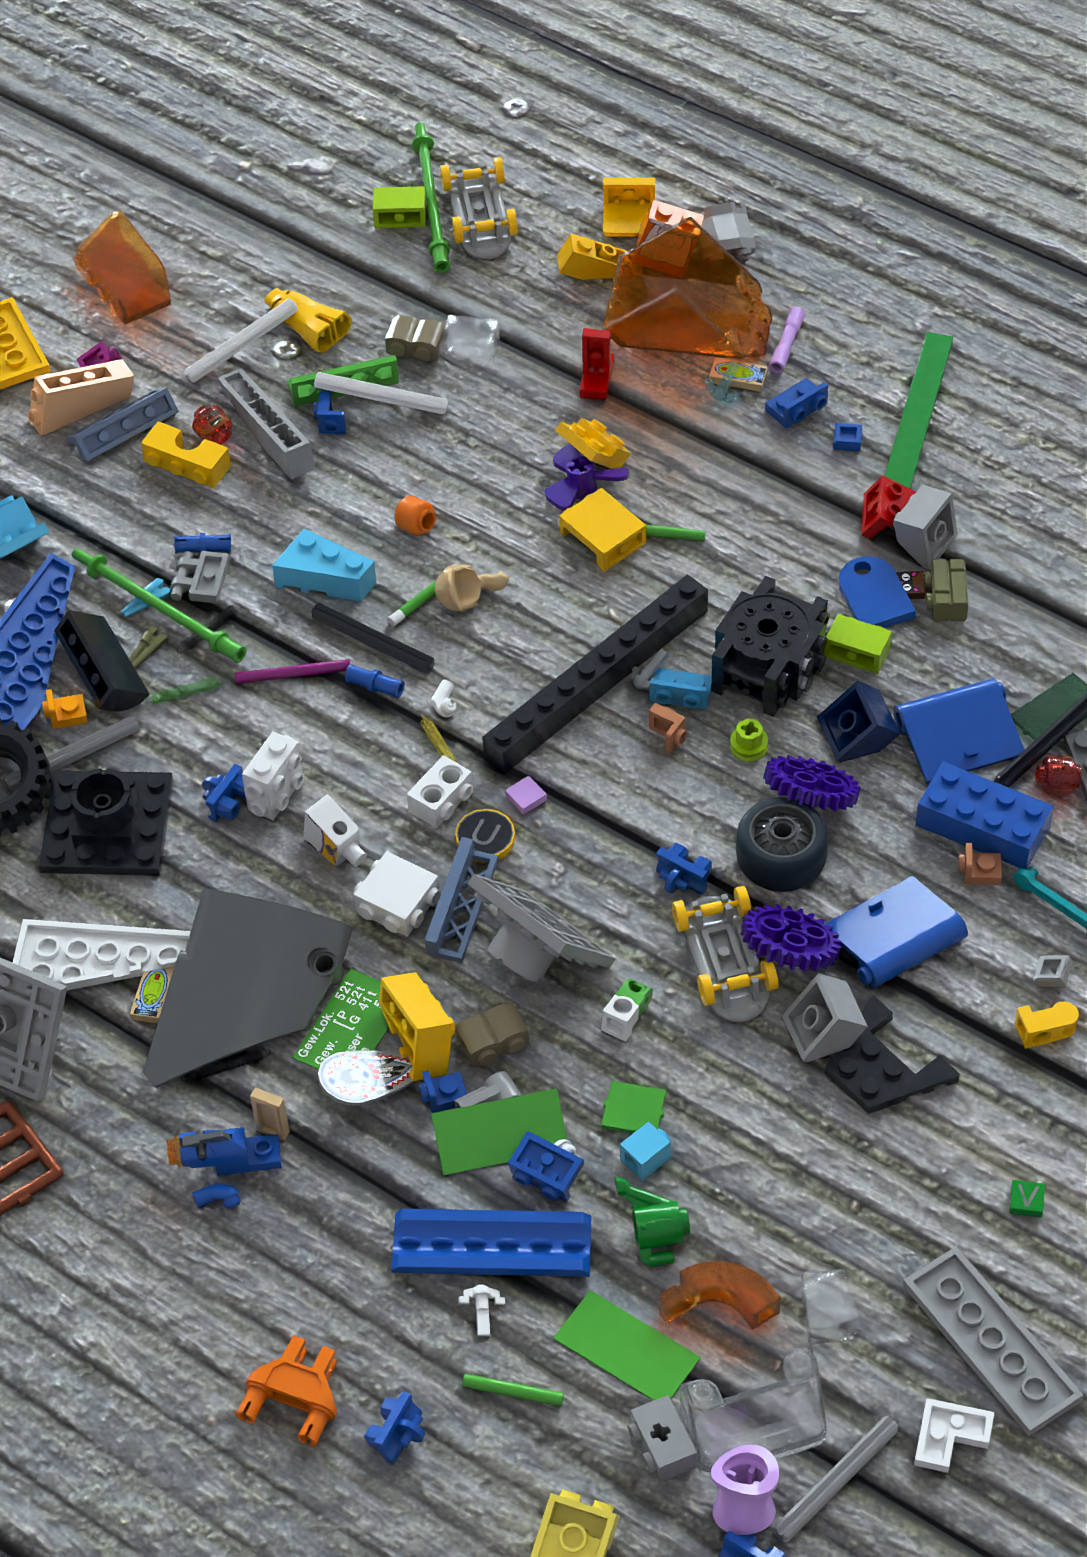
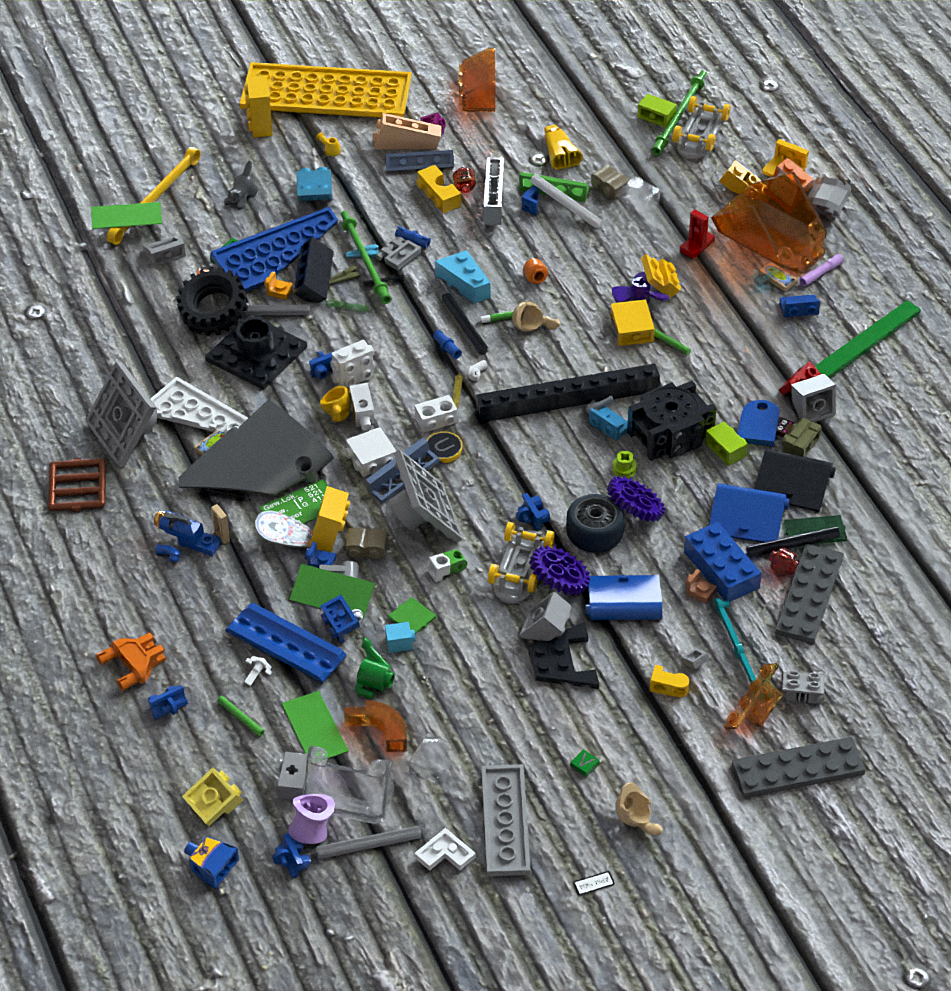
camera: 30 degrees right, 5 degrees down
(241, 340) = (513, 143): white axle -> none
(291, 671) = (406, 320): magenta bar -> none
(292, 844) = (336, 403): none -> yellow piece
(525, 795) = (481, 437): lavender tile -> none
(669, 724) = (585, 437): nougat bracket -> none
(847, 437) = (814, 336): blue tile -> none
(858, 723) = (692, 483): dark blue slope -> none
(980, 649) = (797, 476): none -> black door

